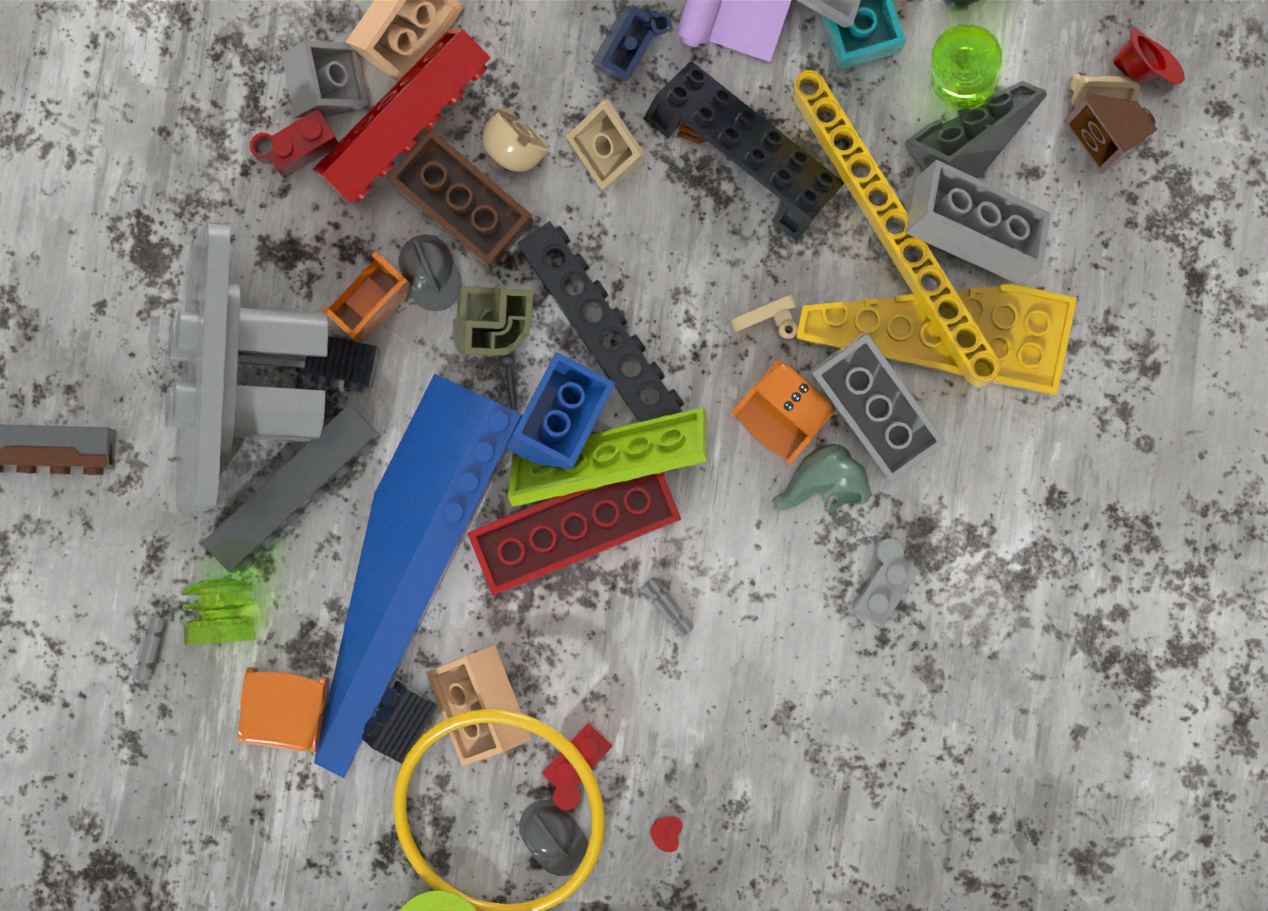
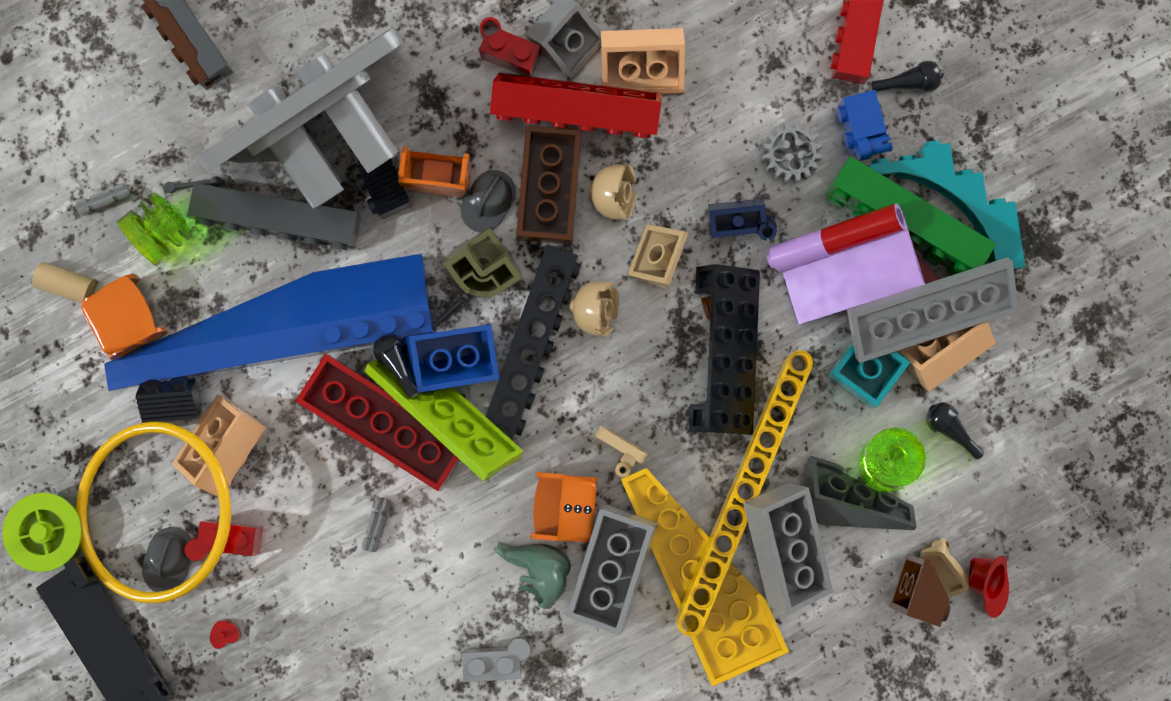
camera: 55 degrees right, 0 degrees up
(187, 573) = (171, 187): none -> dark grey hinge
(204, 746) = (63, 282): none -> tan brick
(512, 466) = (390, 351): none -> black piece
(612, 242) = (594, 307): none -> tan cylinder

